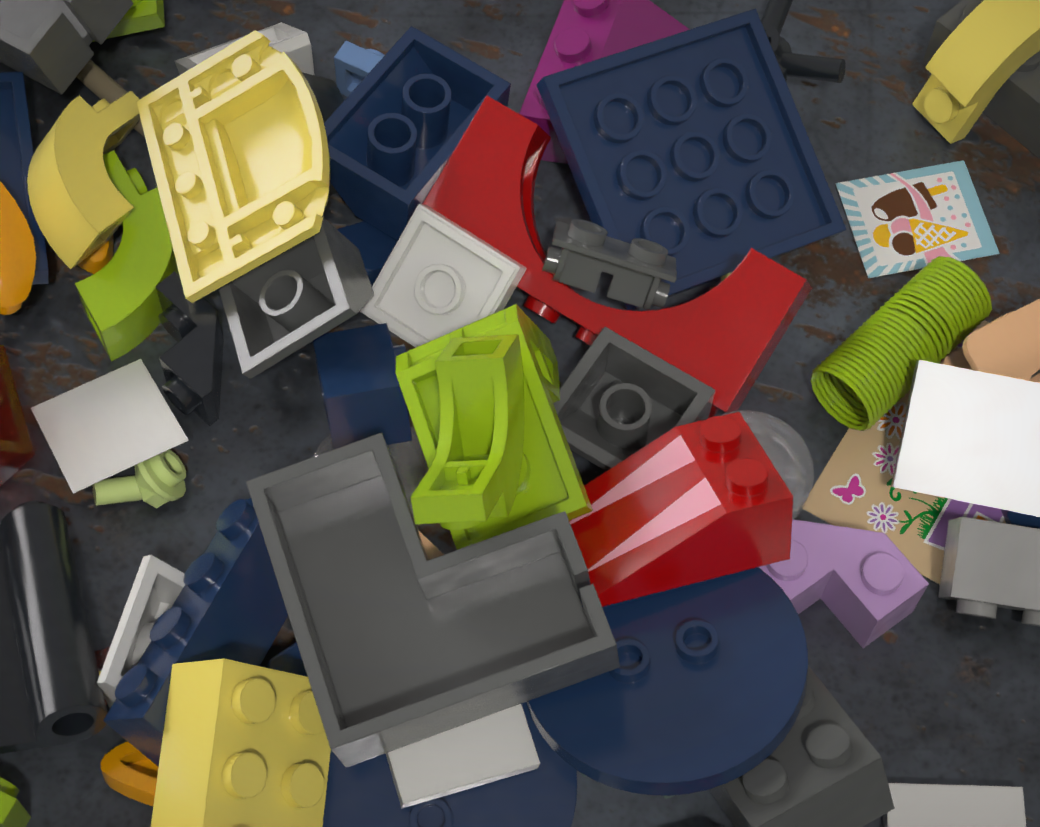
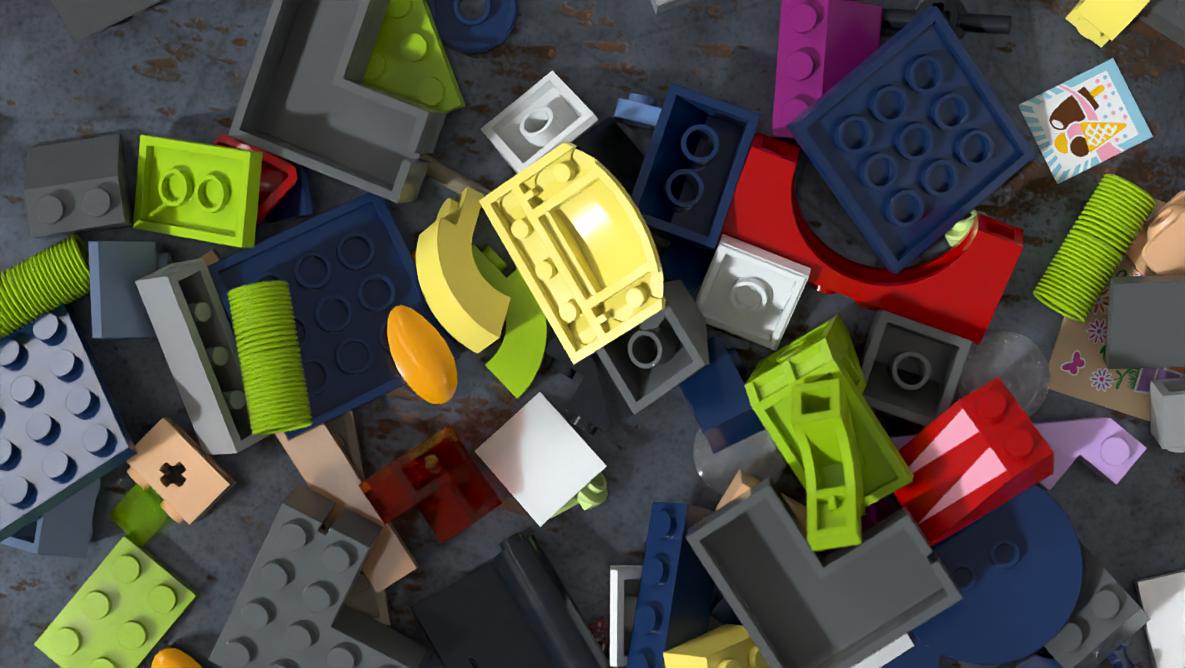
camera: 10 degrees left, 25 degrees up
(634, 266) = (885, 252): dark grey hinge -> none

